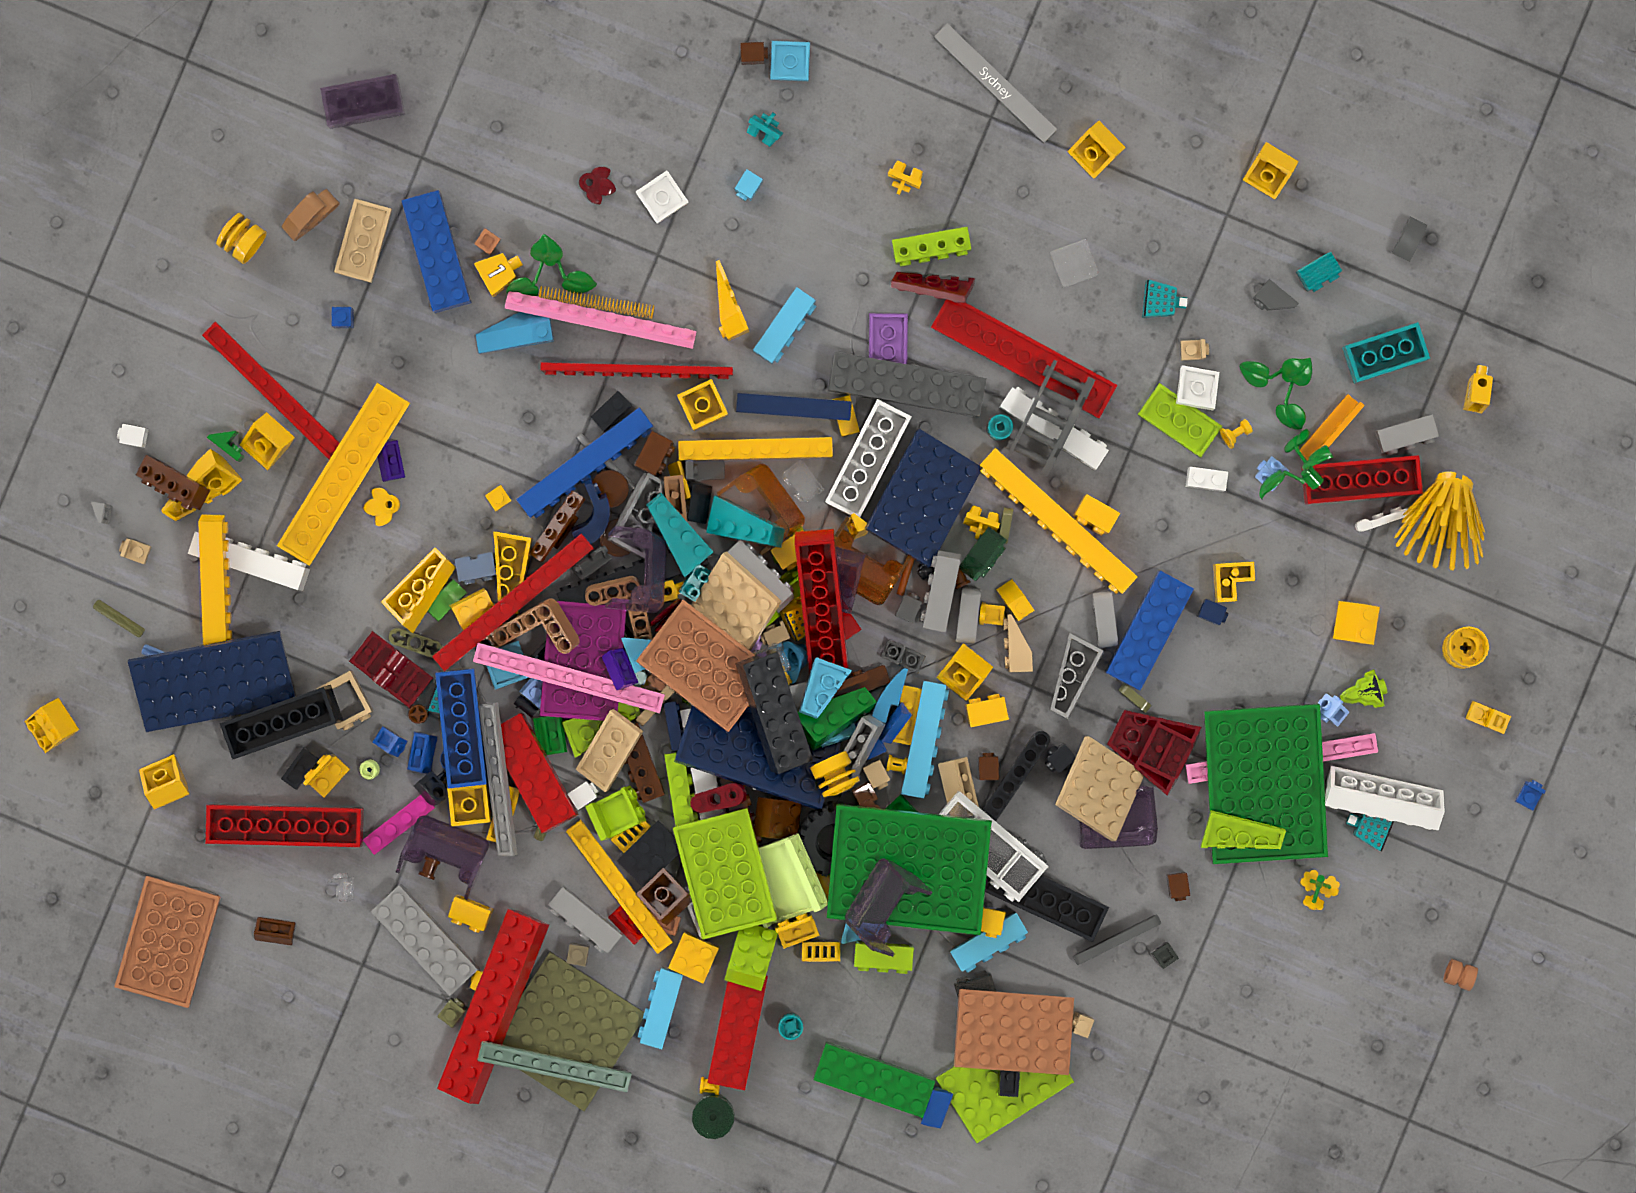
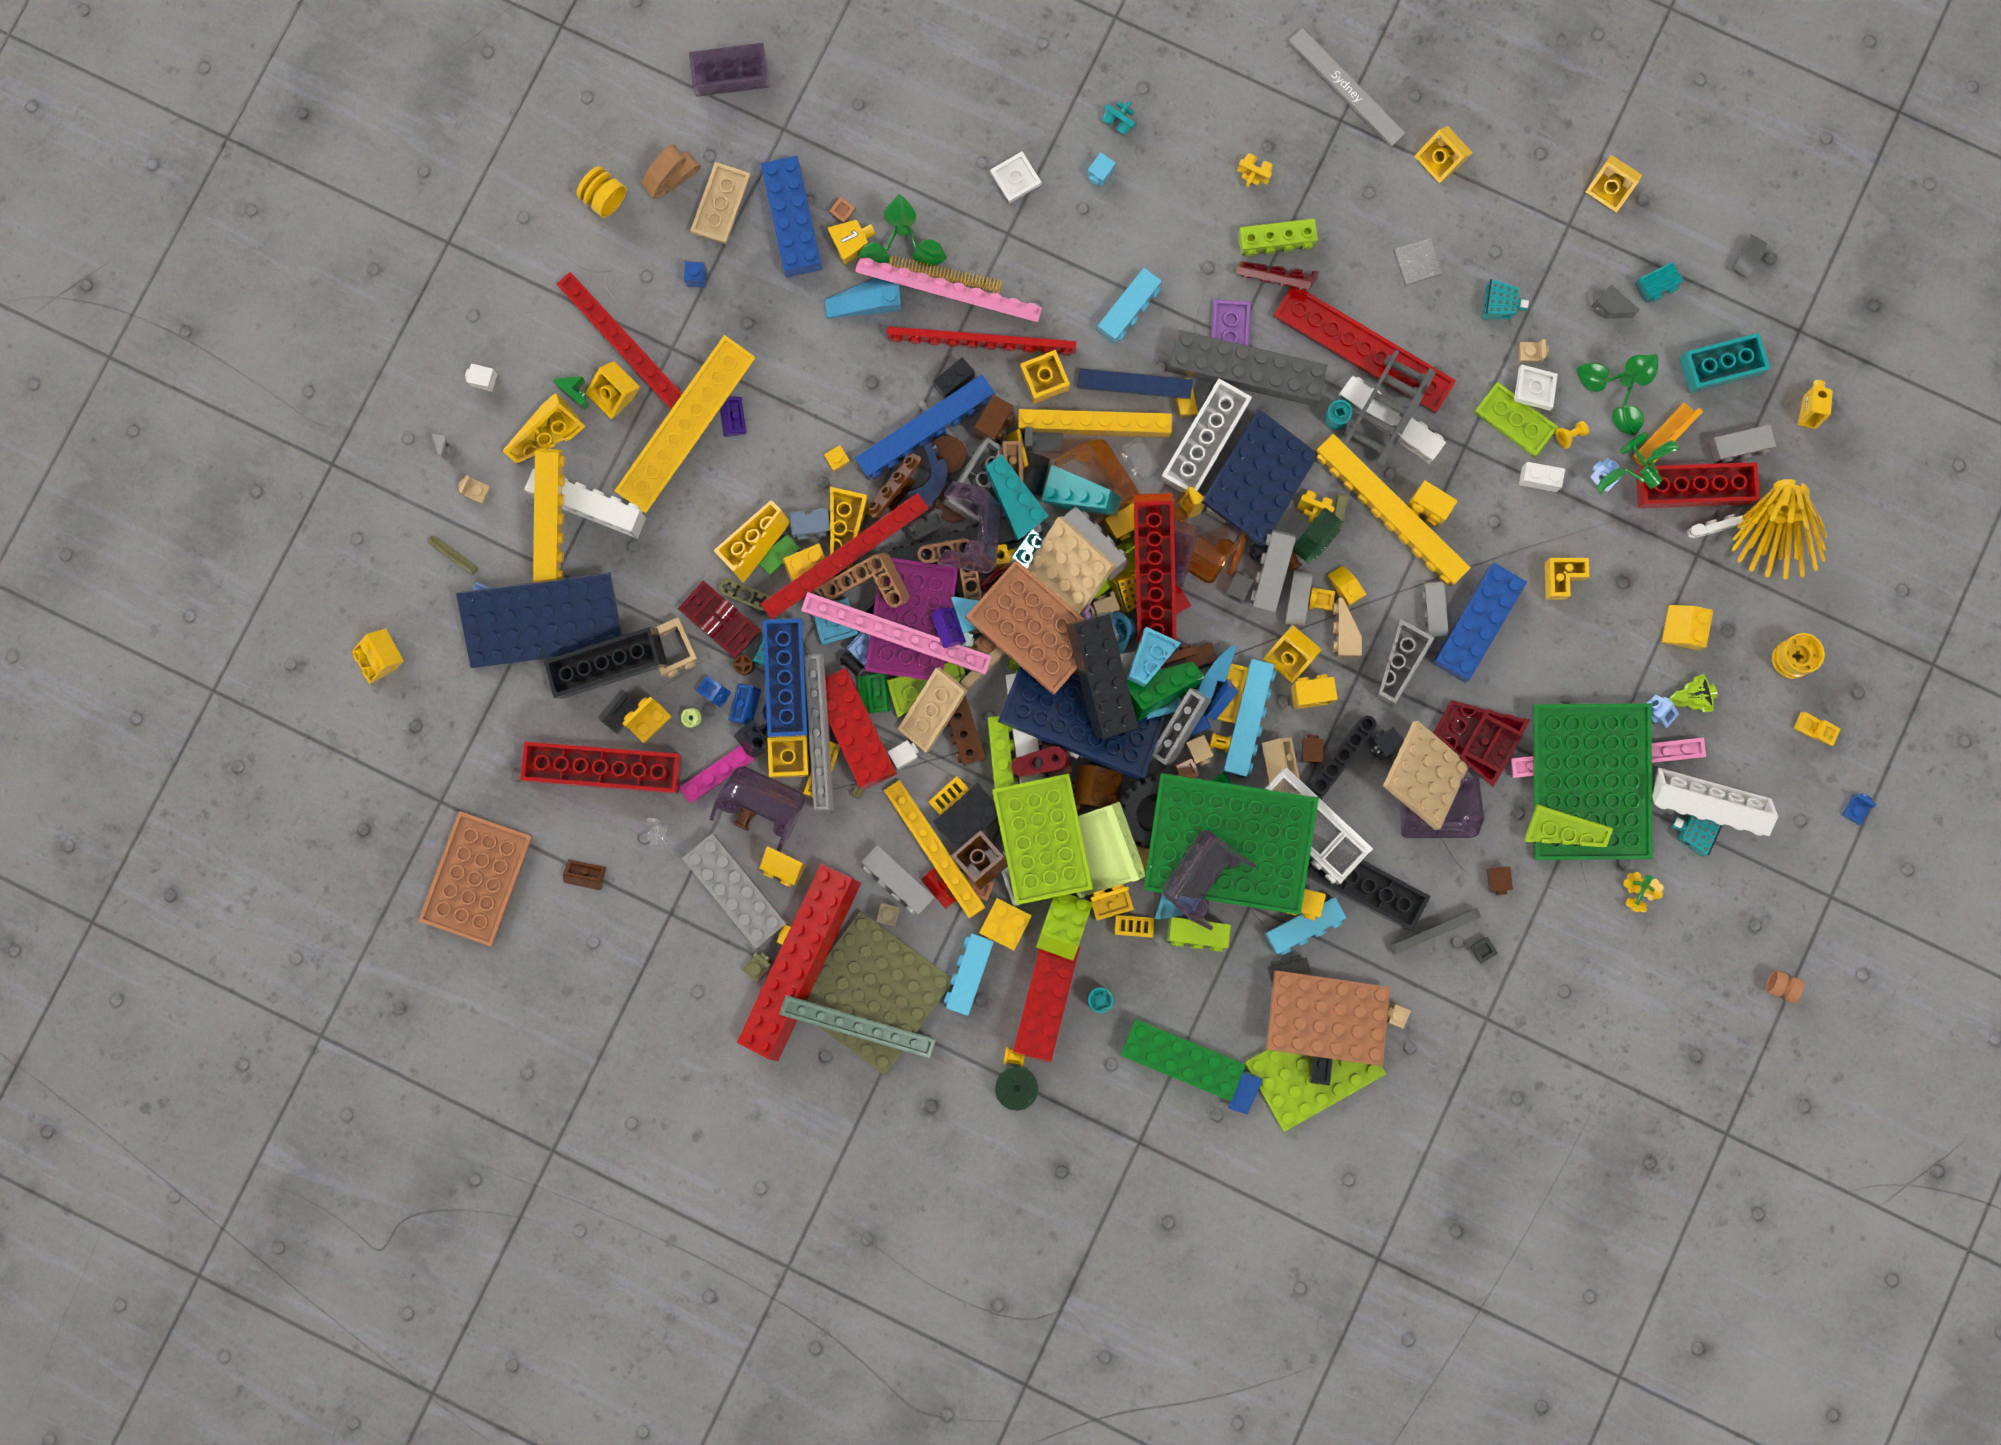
camera: 10 degrees right, 5 degrees down
(163, 782) = (484, 718): yellow slope -> none
(173, 483) = (515, 421): reddish brown brick -> none
(379, 506) = (718, 459): yellow plate -> none
(600, 184) = (956, 162): dark red plate -> none
(616, 813) = (935, 774): lime panel -> none
(673, 722) = (998, 688): dark blue piece -> none
(730, 313) = (1078, 291): yellow wedge -> none
(753, 53) = (1112, 46): reddish brown brick -> none
(790, 61) = (1147, 55): medium azure plate -> none
(835, 774) = (1159, 743): yellow wheel -> none
(903, 656) = (1230, 635): dark grey slope -> none
(1134, 697) = (1462, 689): olive beam -> none
(1213, 612) = (1544, 608): dark blue brick -> none

